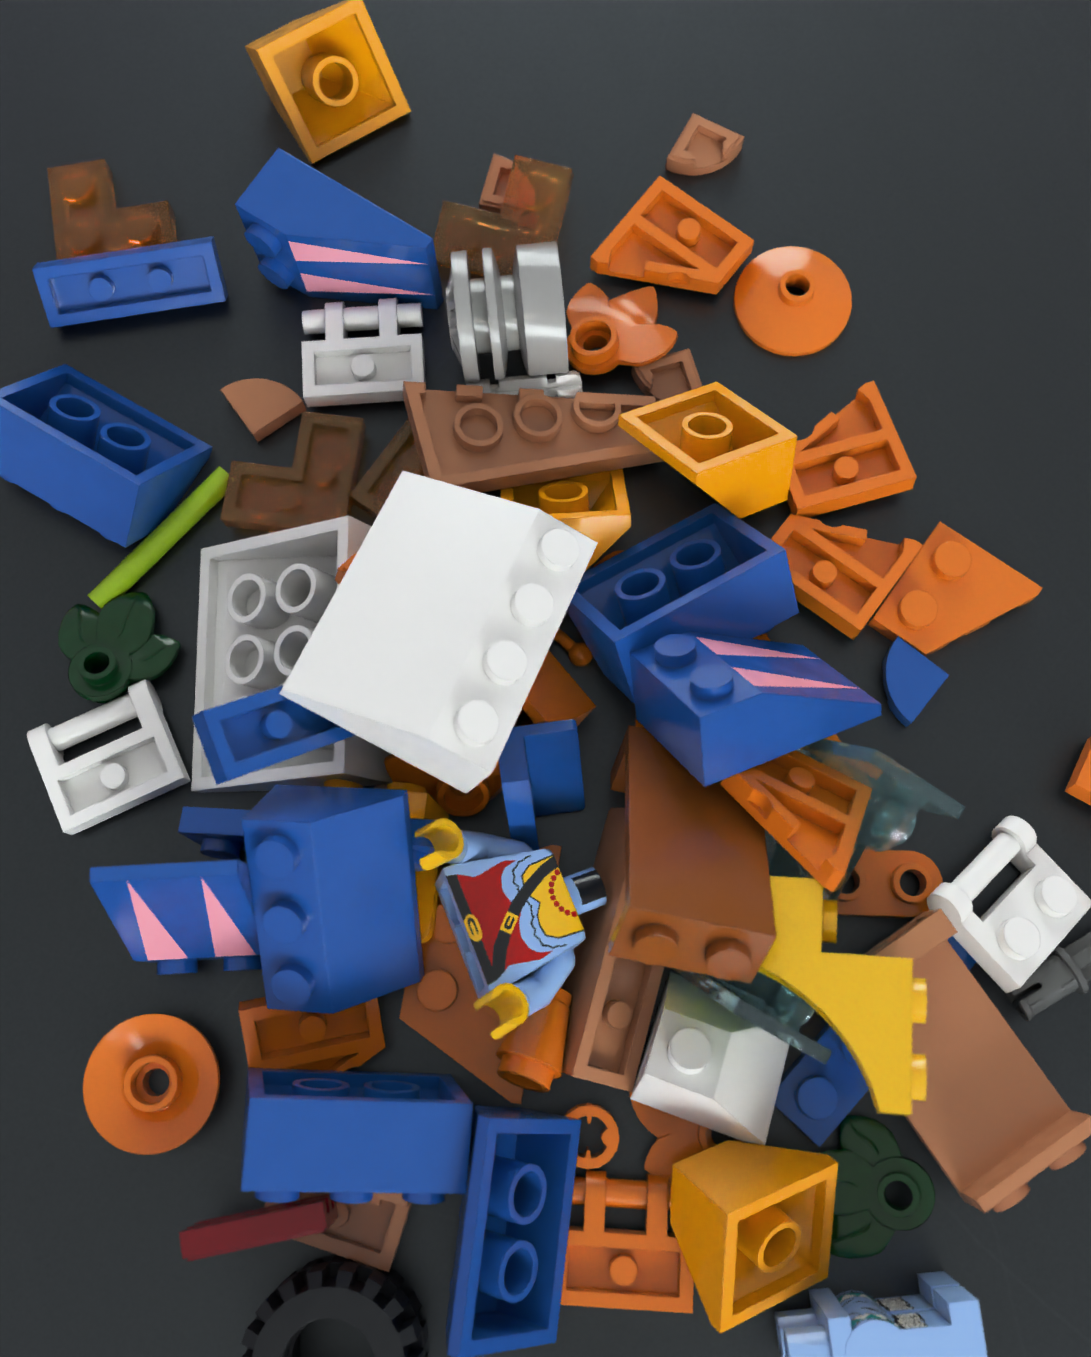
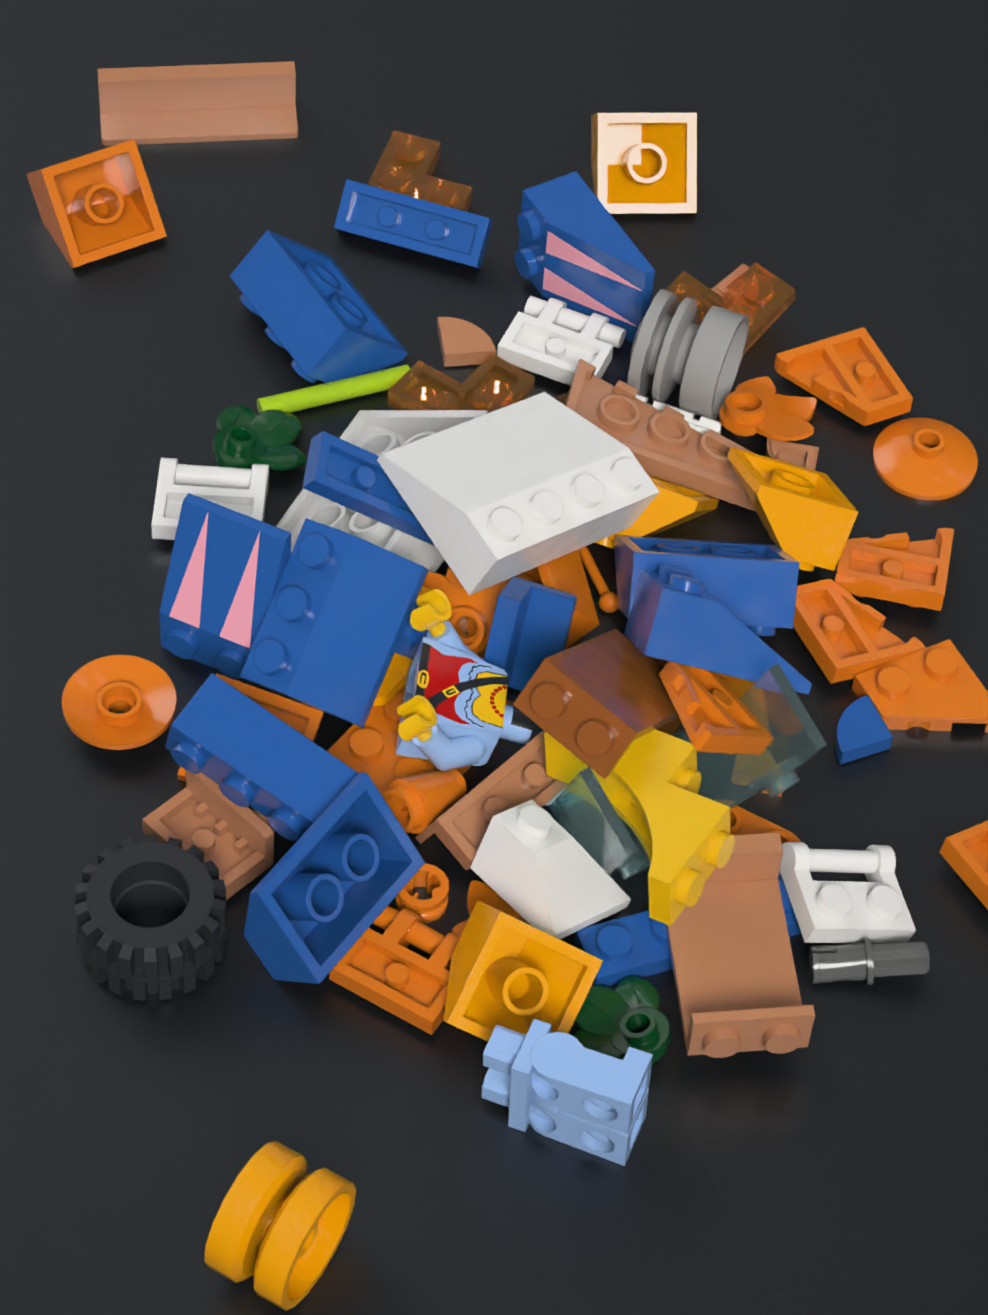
camera: 20 degrees right, 25 degrees down
(258, 1227) = (152, 800): dark red tile -> none
(703, 148) = (914, 331): nougat tile -> none

